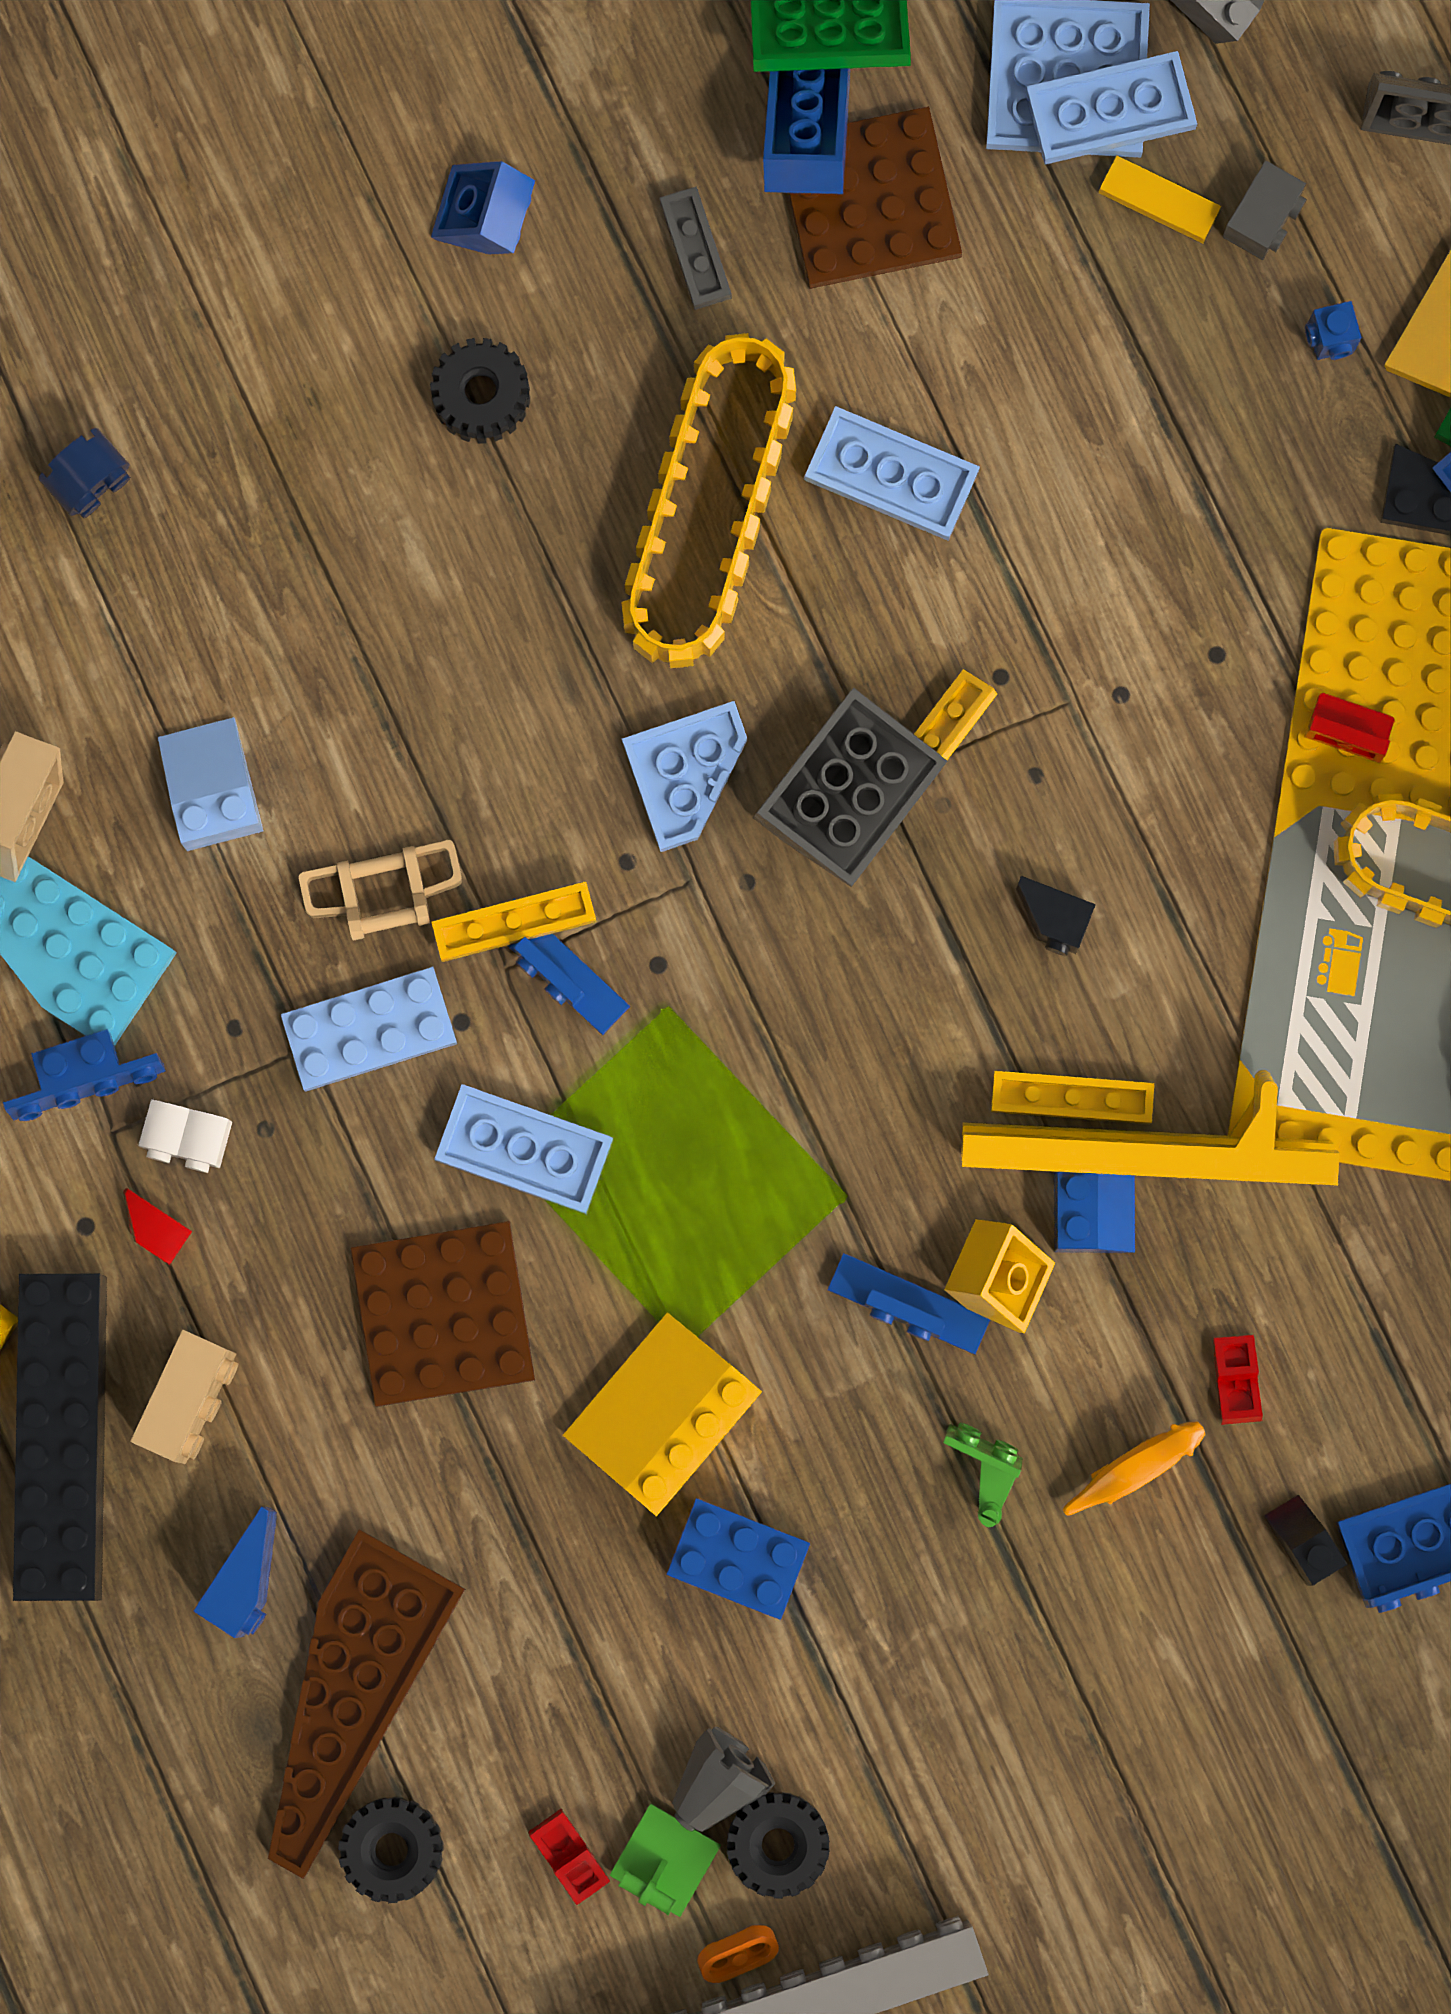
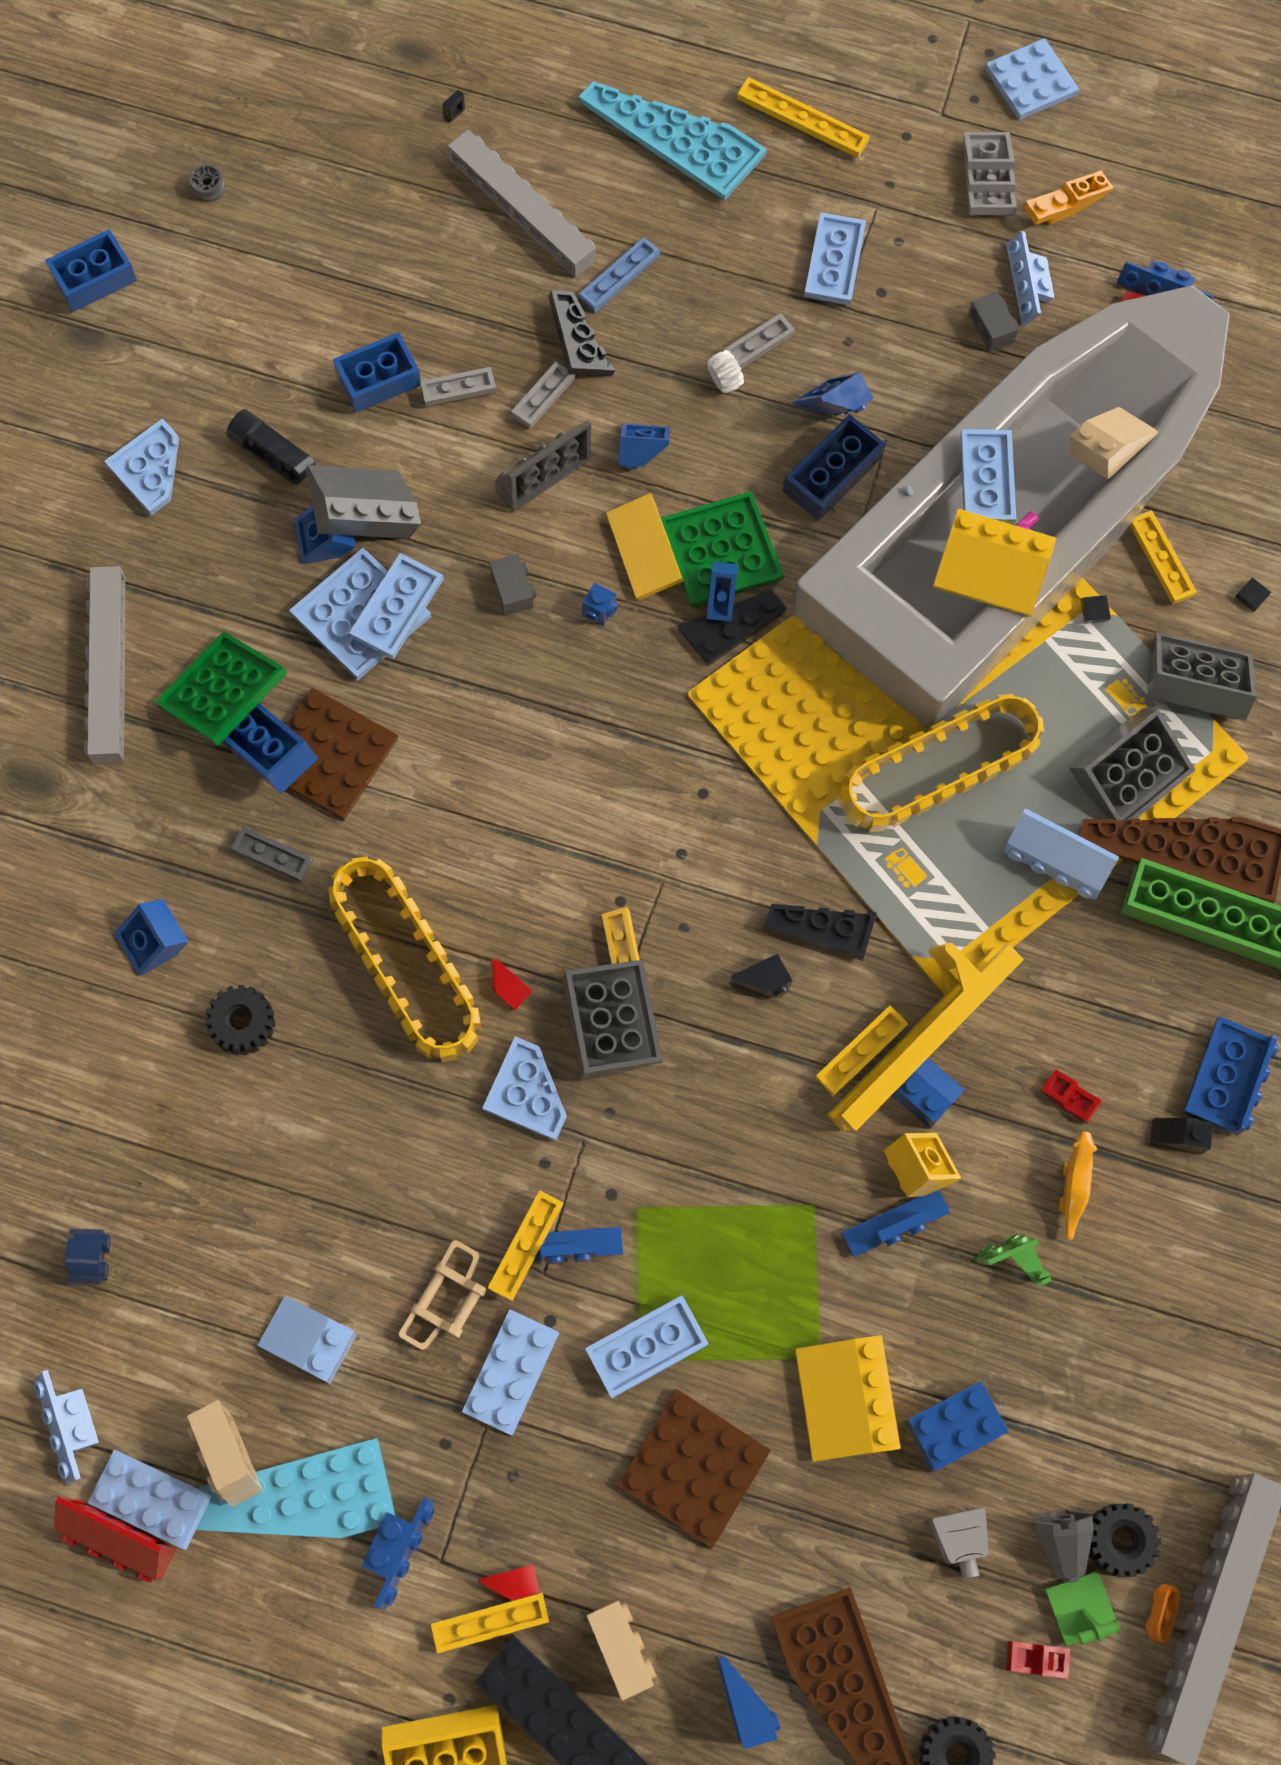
camera: 55 degrees left, 10 degrees down
(94, 1239) = (489, 1623): none -> yellow plate
(185, 1135) = (478, 1521): white brick -> none
(623, 1667) = (962, 1539): none -> light grey torso
(786, 642) = (508, 985): none -> red slope
(891, 473) = (473, 862): light blue plate -> none
(1159, 199) = (459, 626): yellow tile -> none
(1183, 940) = (830, 930): none -> black wing
(1350, 727) = (797, 763): red panel -> none

